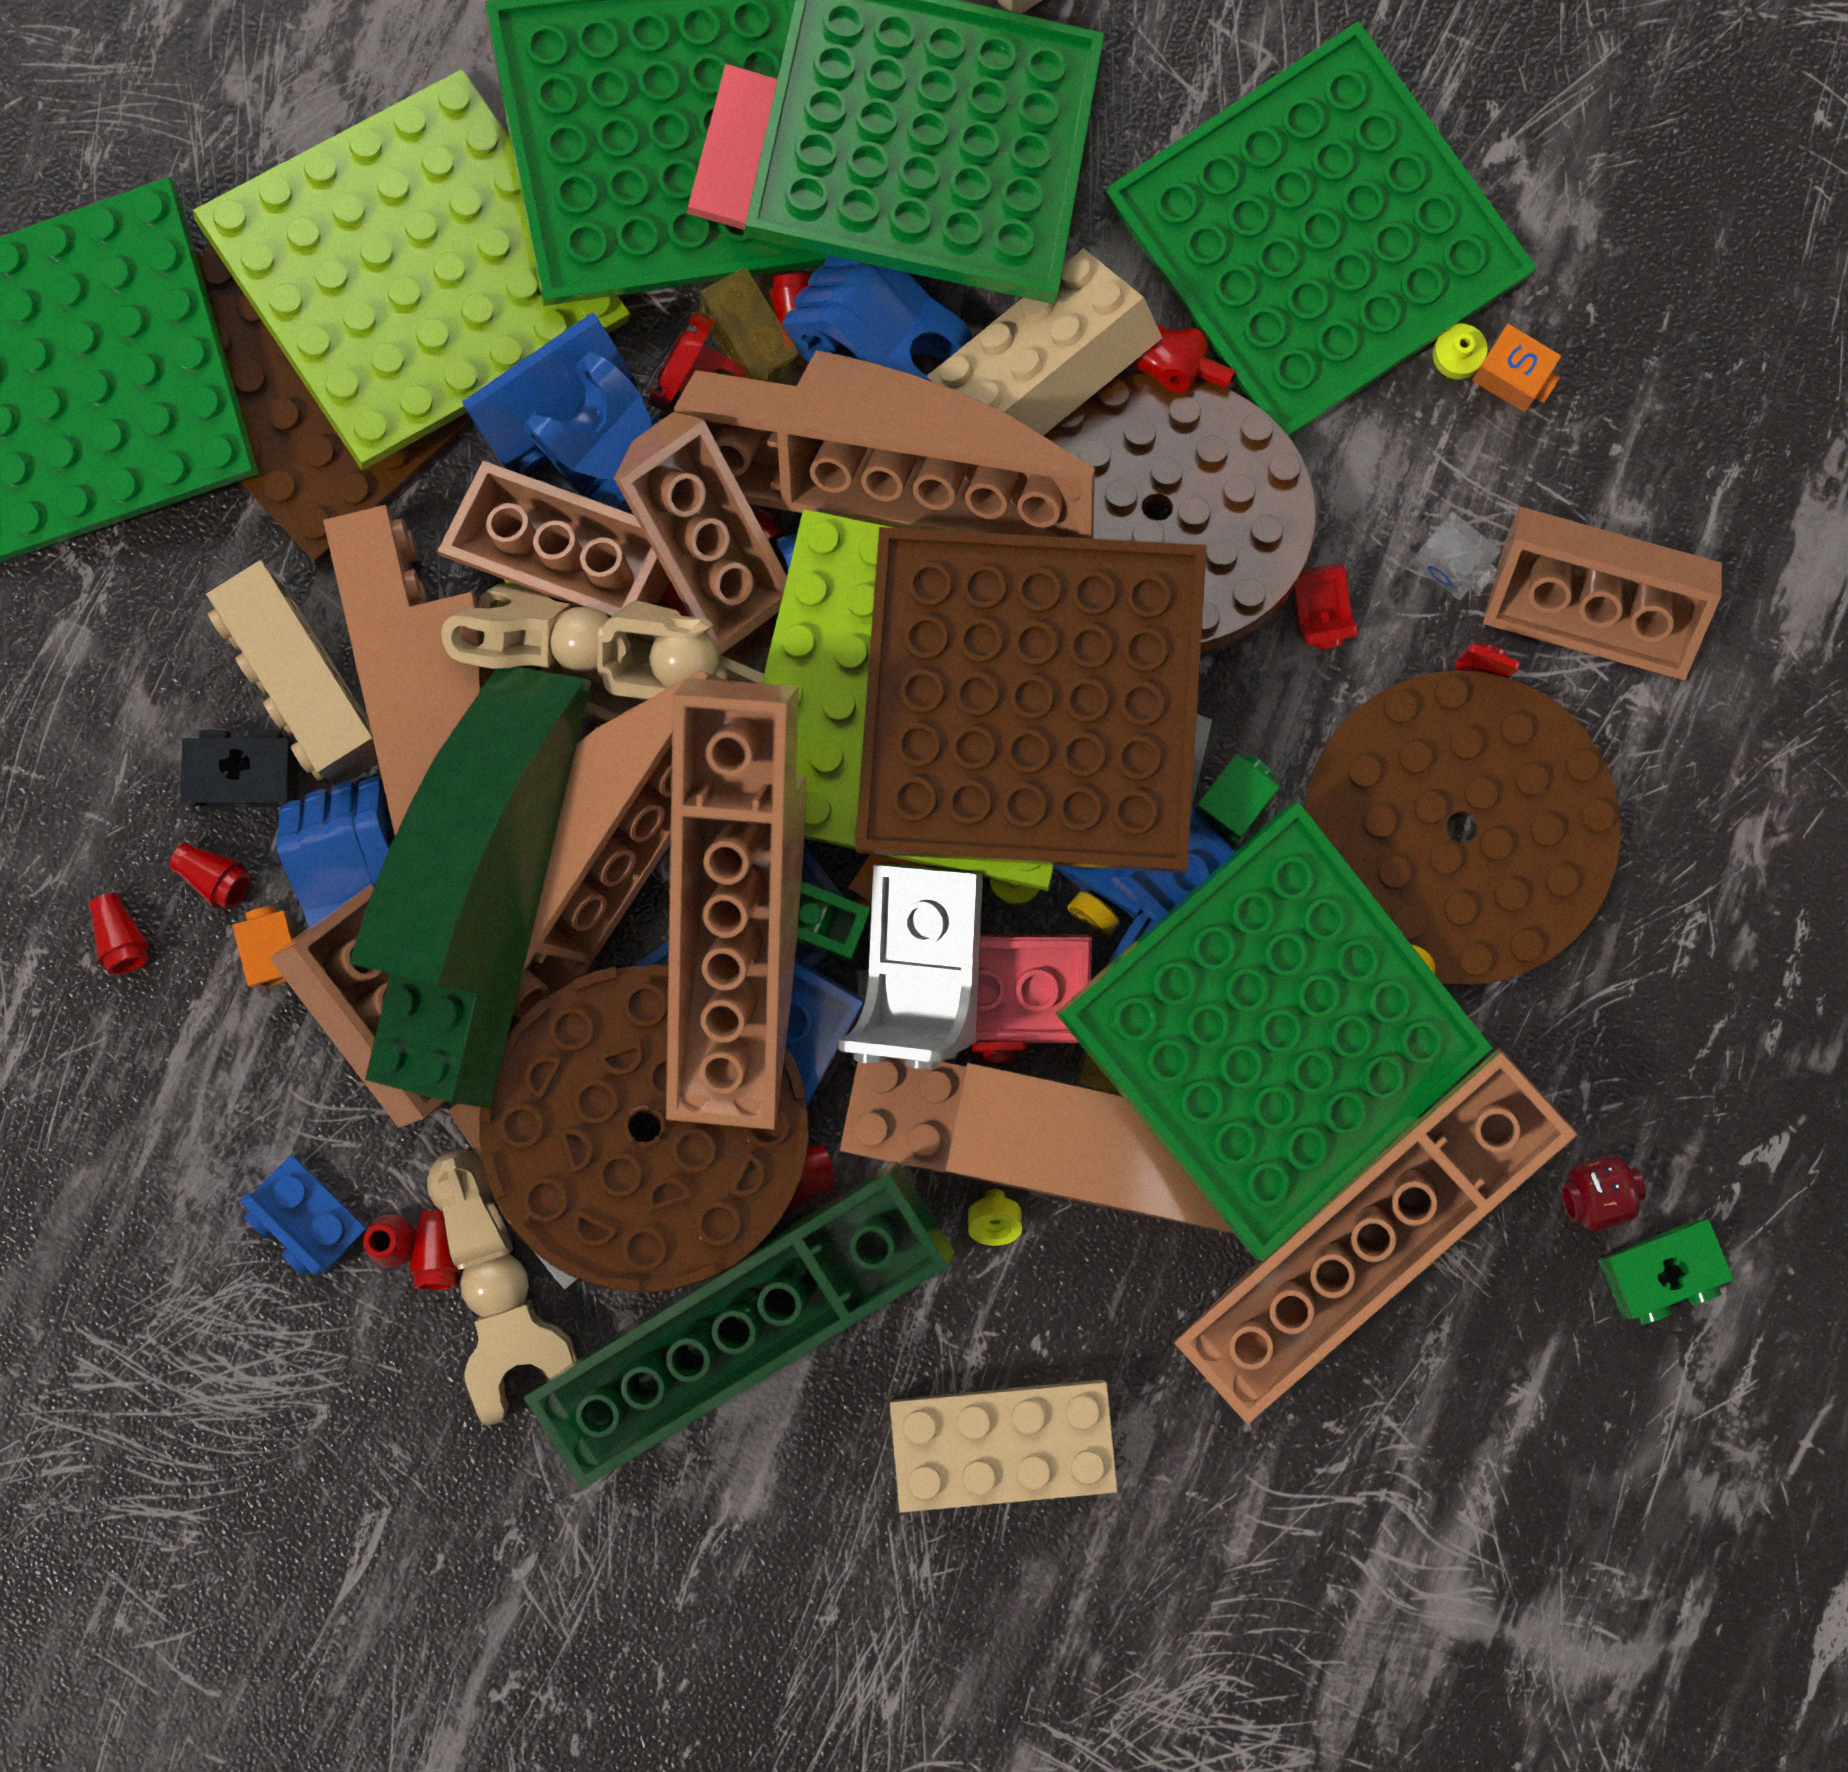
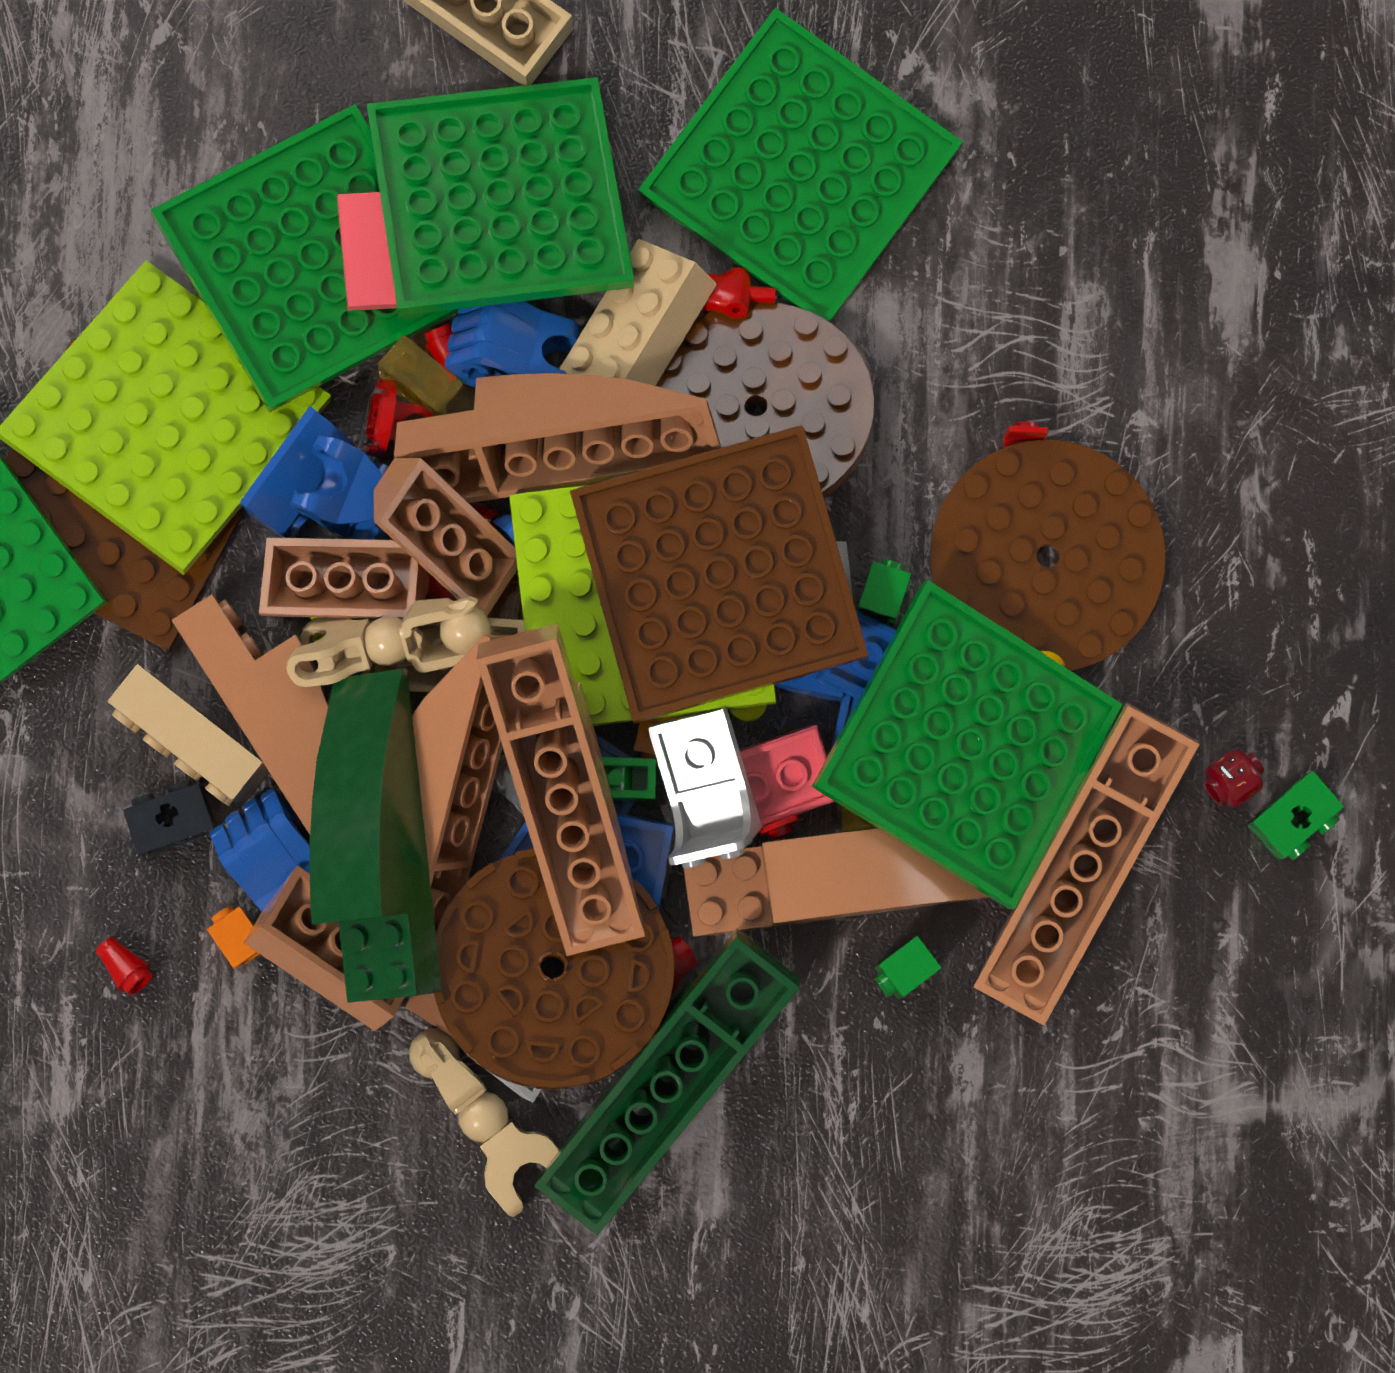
camera: 25 degrees left, 0 degrees up
(213, 876) = (178, 900): red cone -> none
(303, 1218) = (329, 1117): blue bracket -> none
(401, 1245) = (408, 1110): red cone -> none
(431, 1256) = (432, 1112): red cone -> none
(994, 1219) = (818, 946): neon yellow tile -> none
(1003, 1446) = (879, 1101): tan brick -> none
(1094, 915) = (812, 708): yellow tile -> none
(1096, 1289) = (906, 969): none -> green brick
(1323, 606) = (897, 434): red bracket -> none
(1458, 557) = (979, 367): clear brick -> none
(1460, 351) = (926, 226): neon yellow tile -> none
(1518, 369) = (975, 218): orange brick -> none
(1603, 593) = (1089, 356): nougat slope -> none

